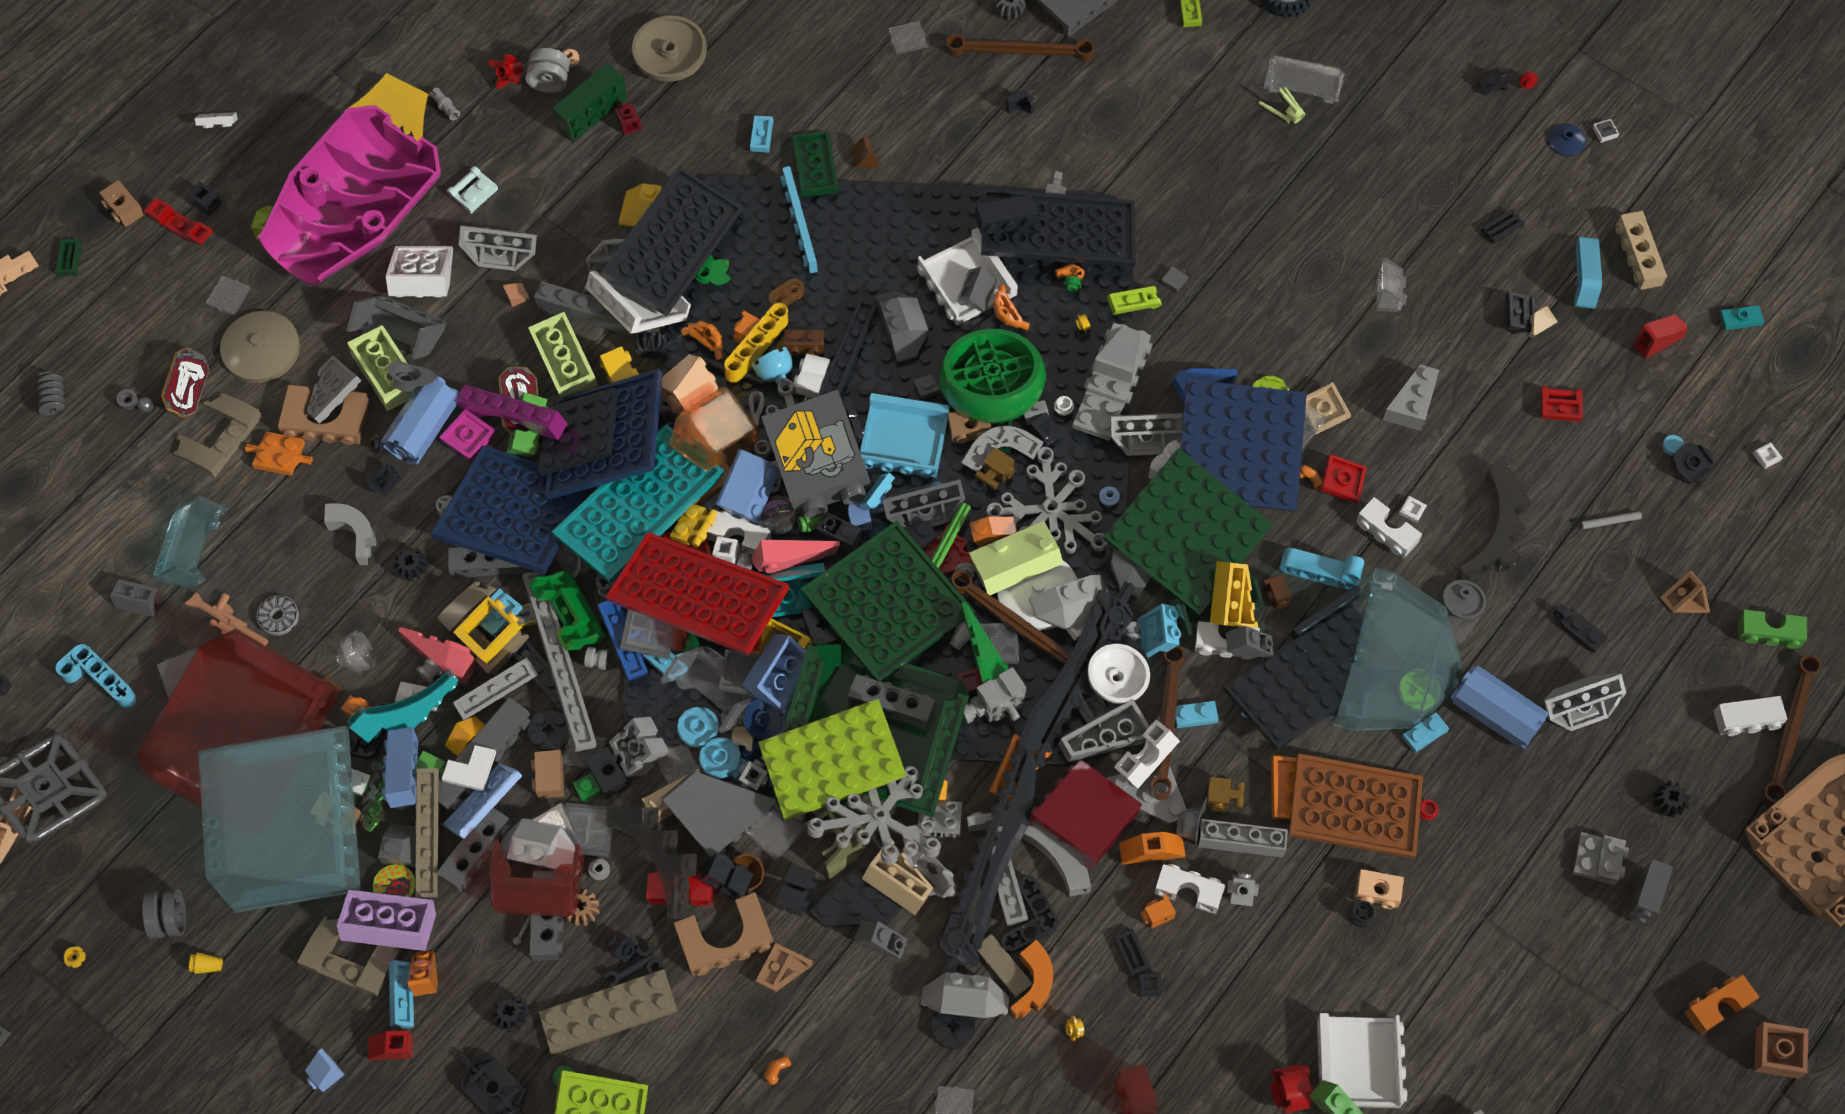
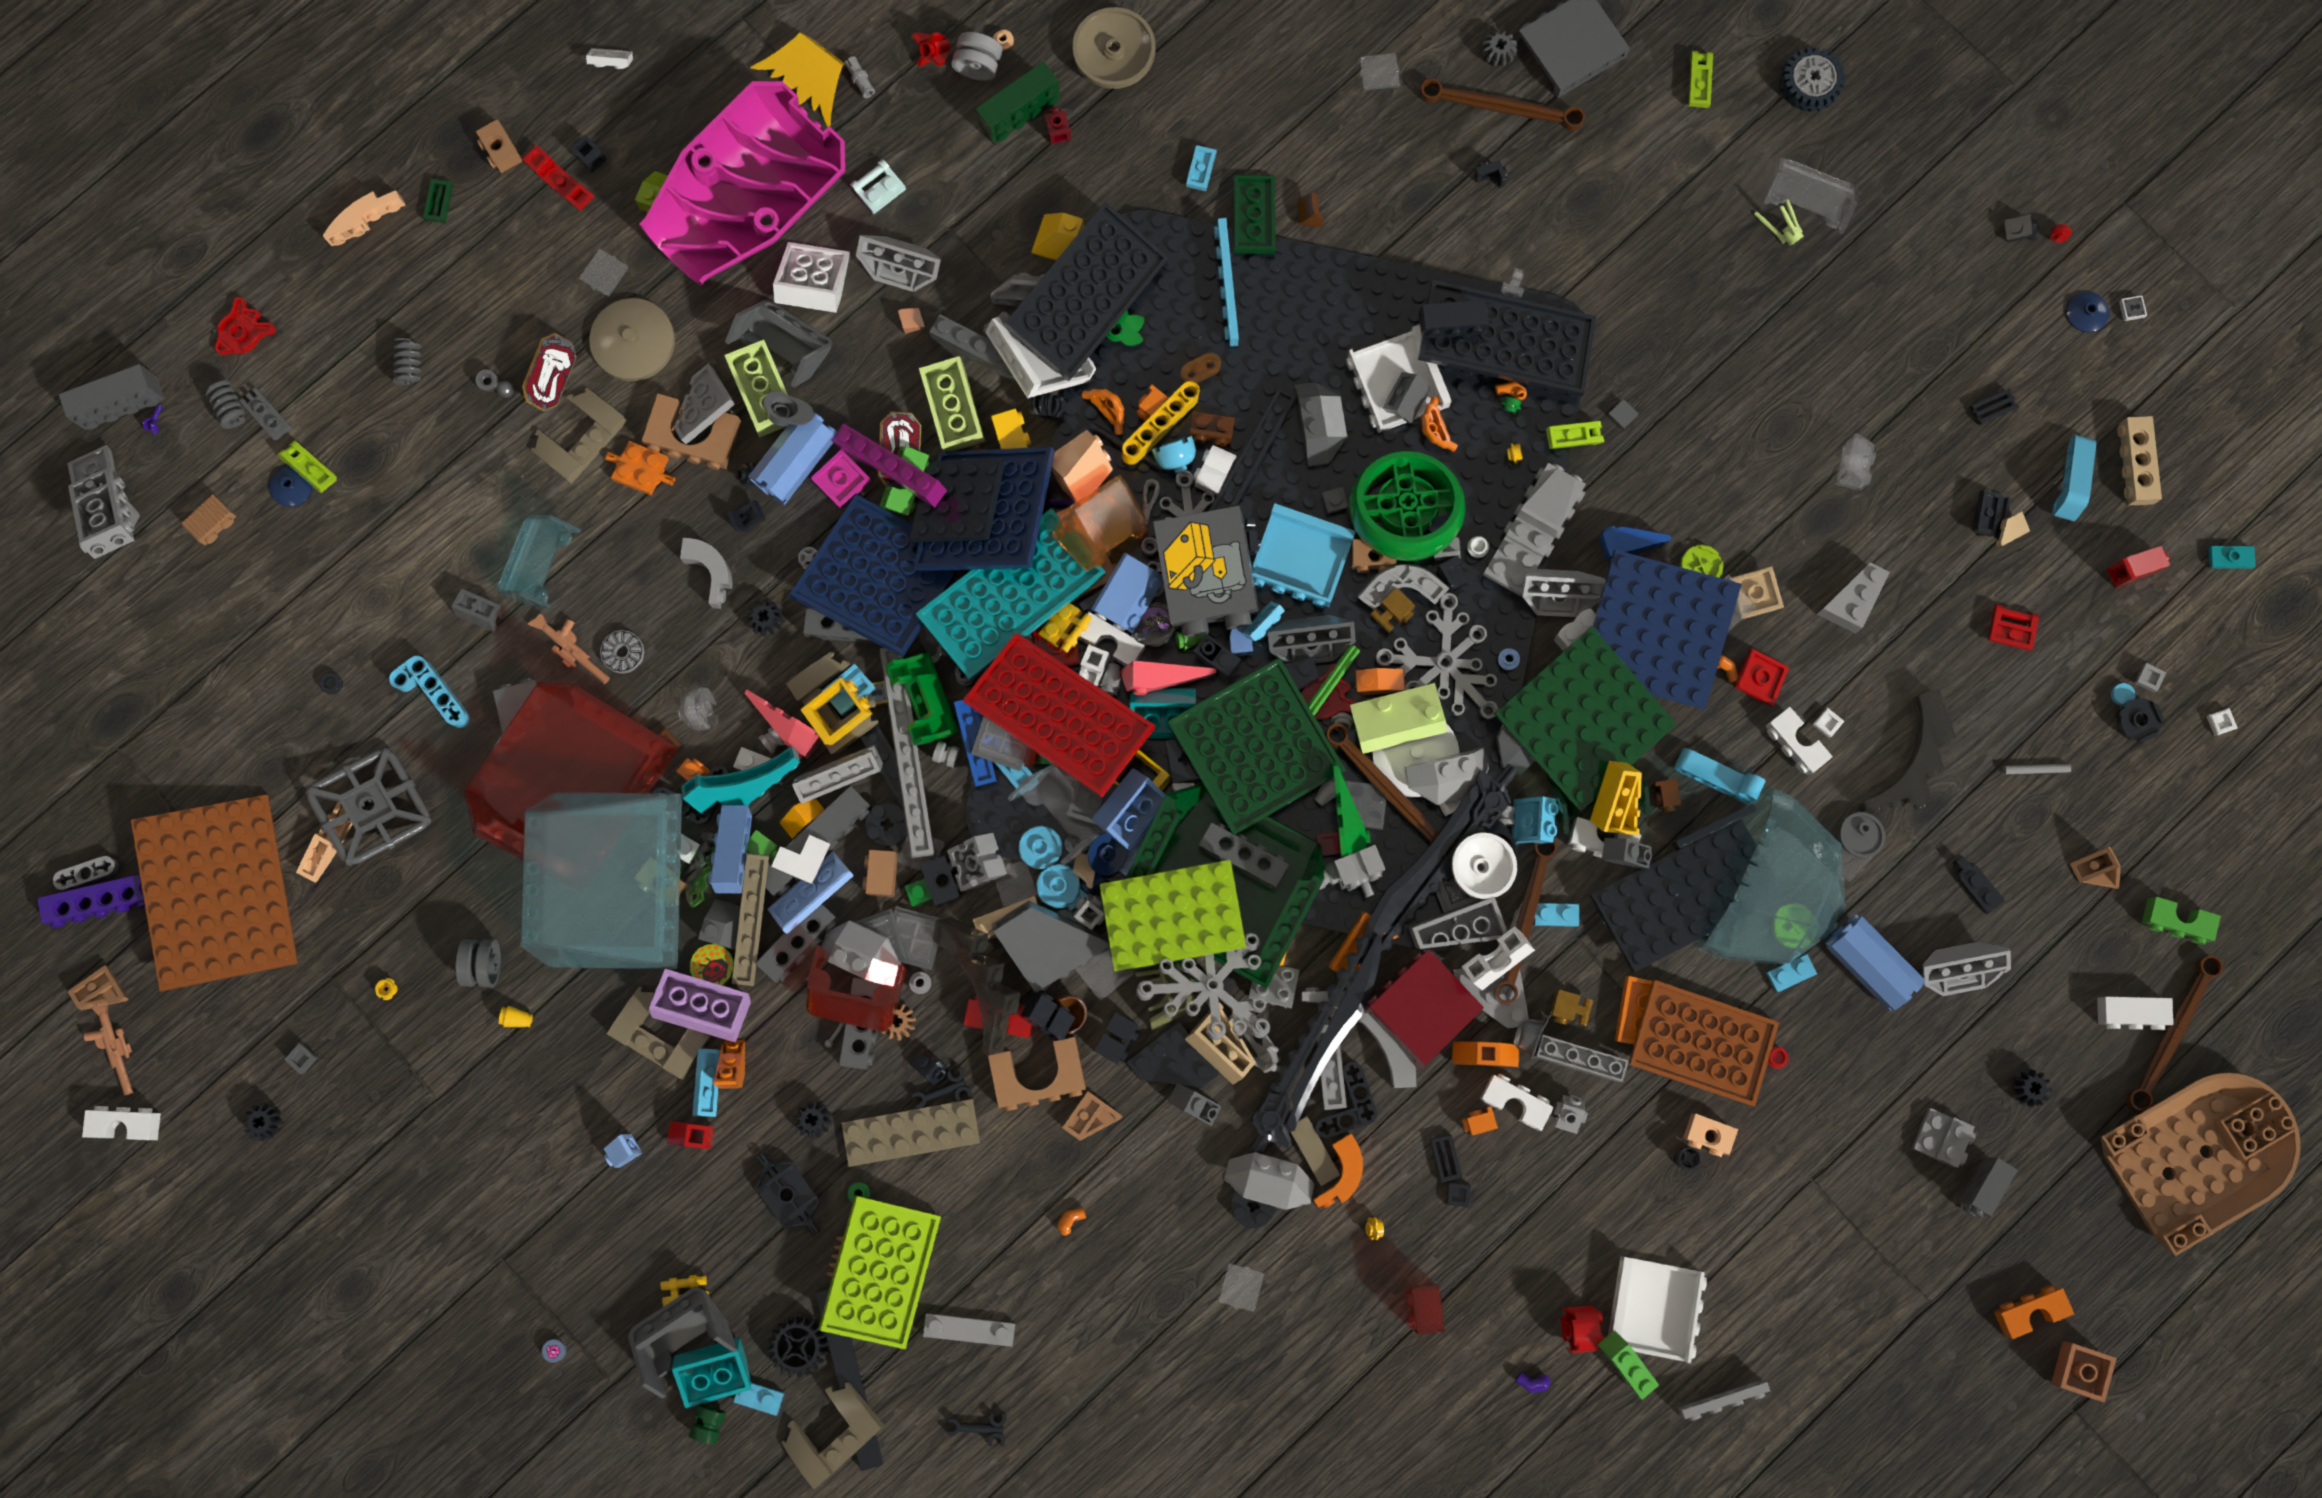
camera: 10 degrees right, 15 degrees up
(1693, 427) = (2150, 677): none -> light grey plate

